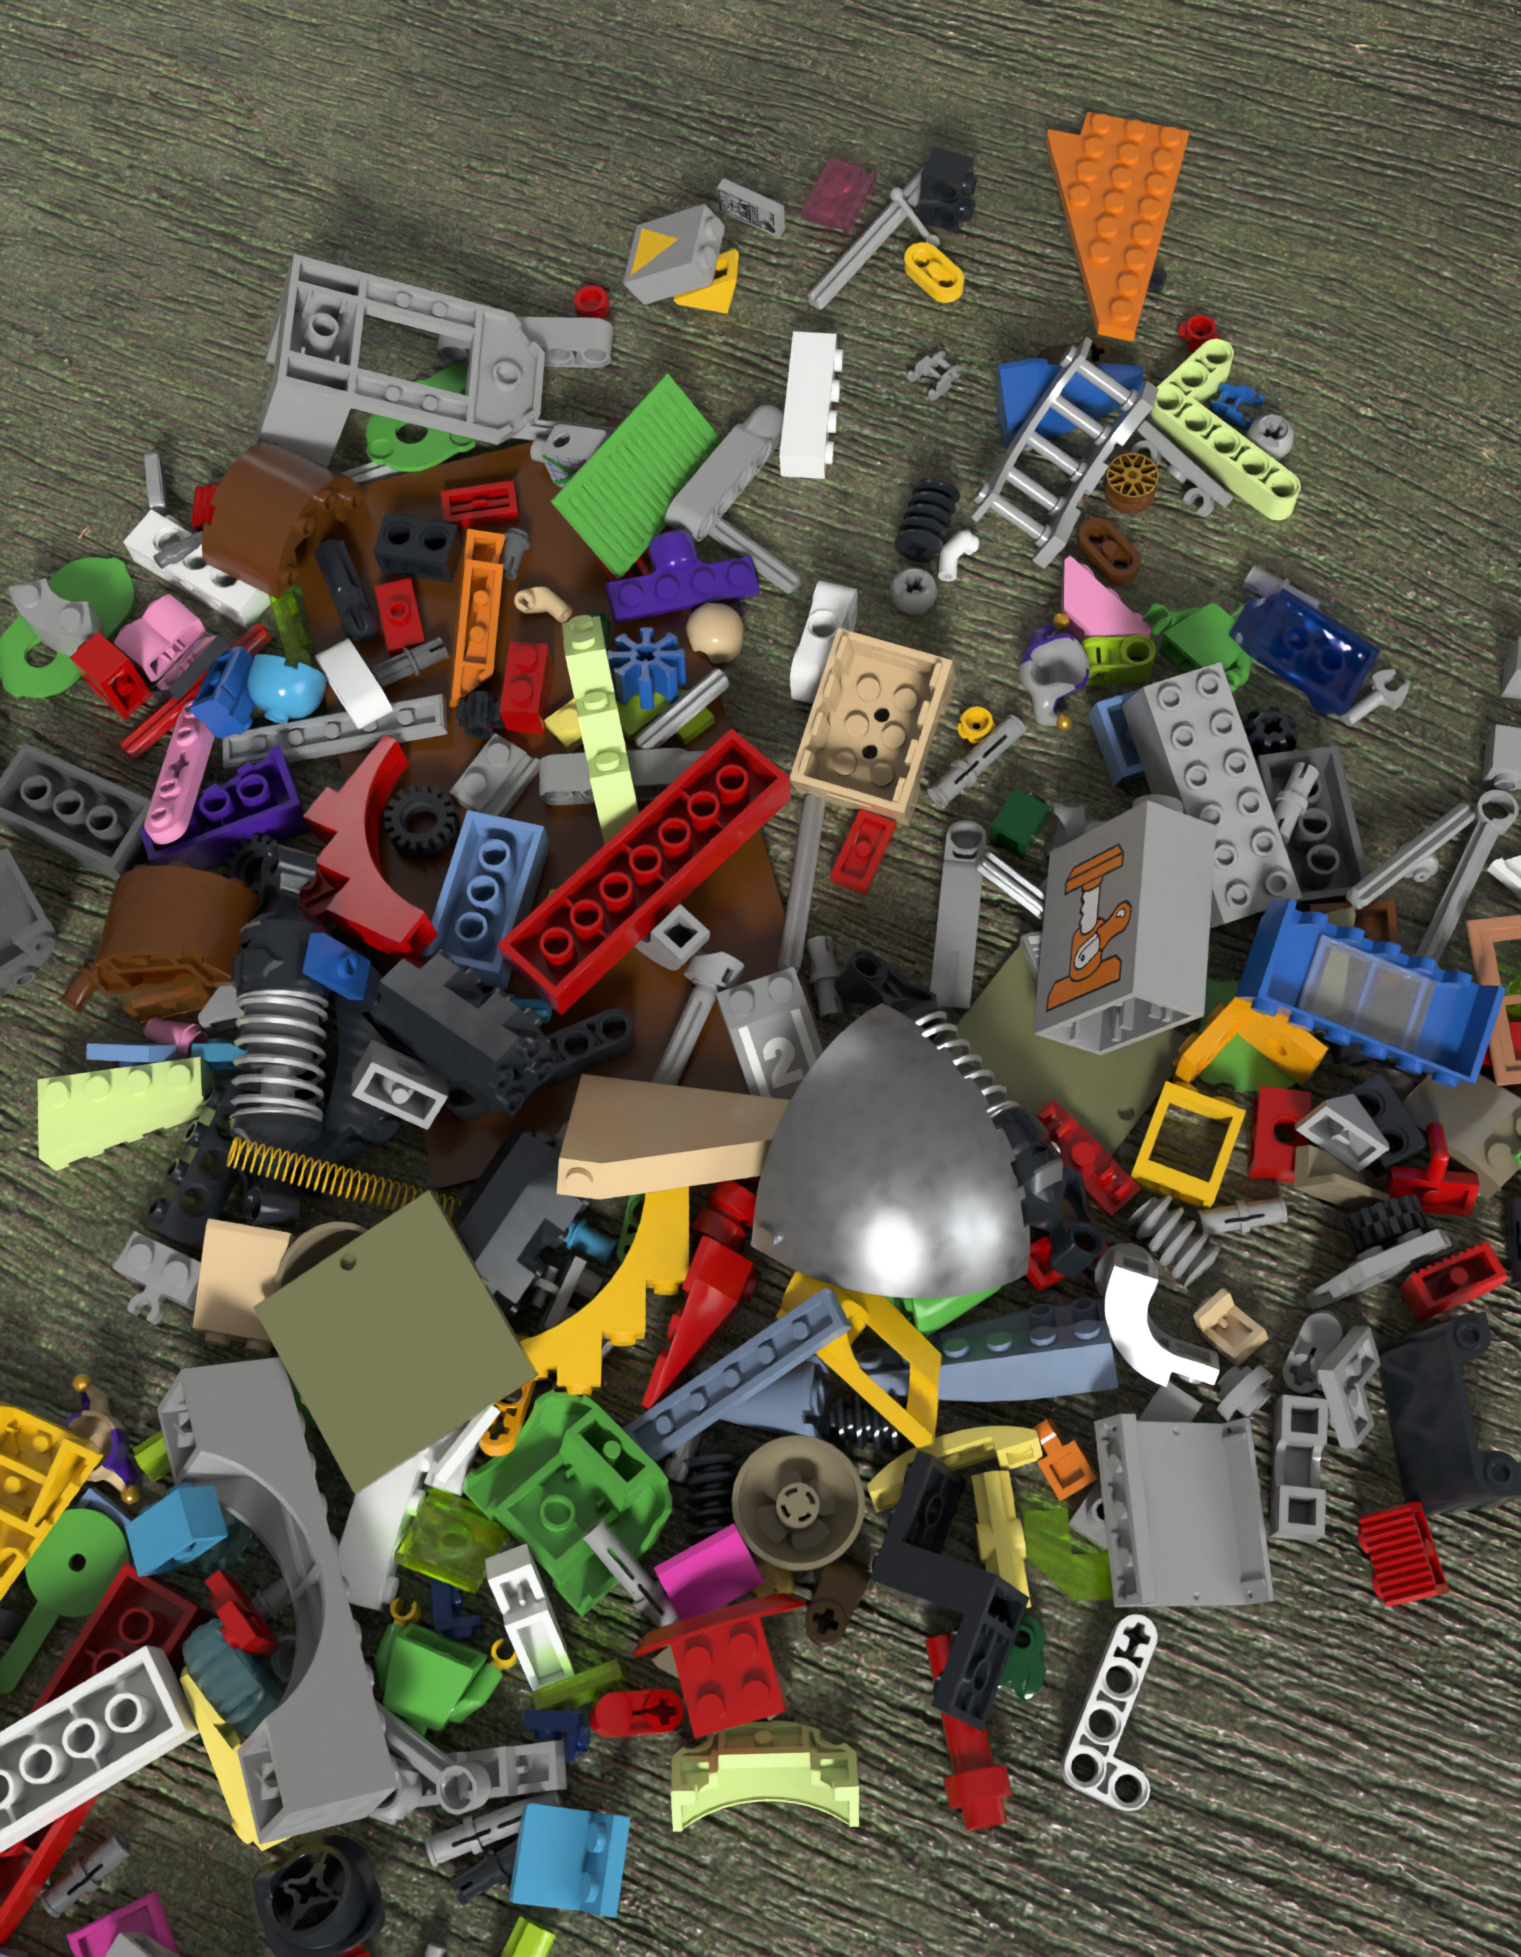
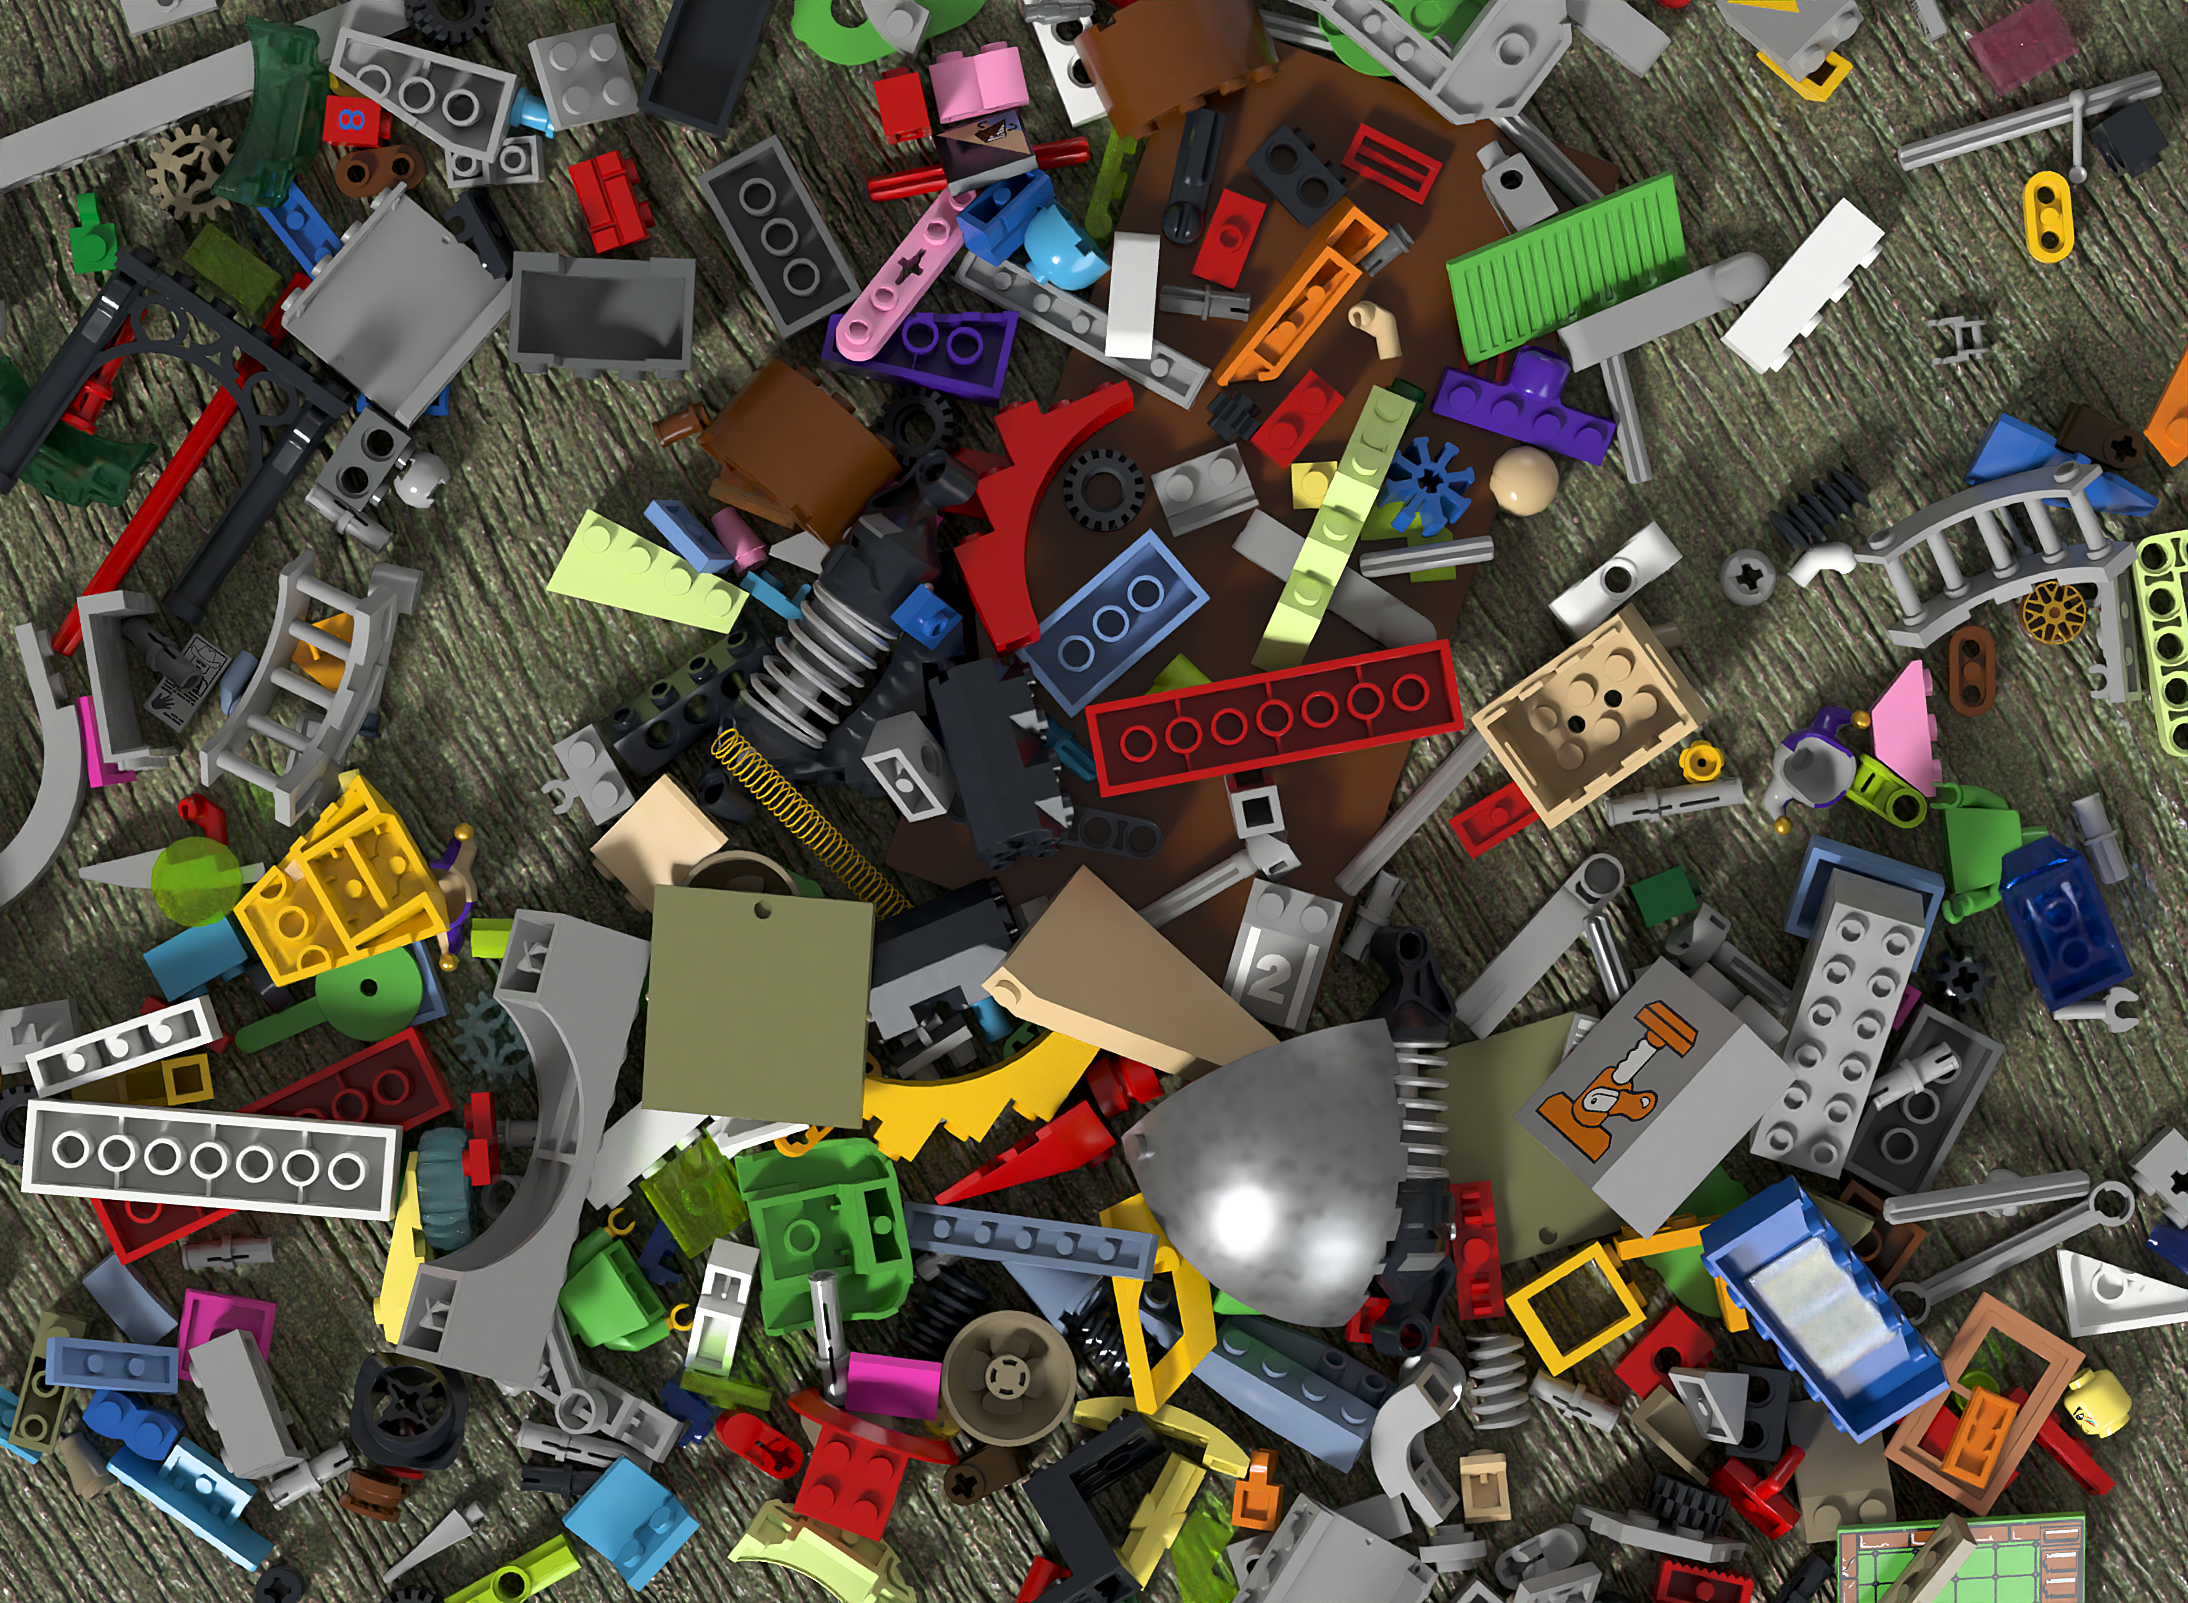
camera: 30 degrees right, 20 degrees up
(176, 1529) = (473, 1033): dark azure brick -> none

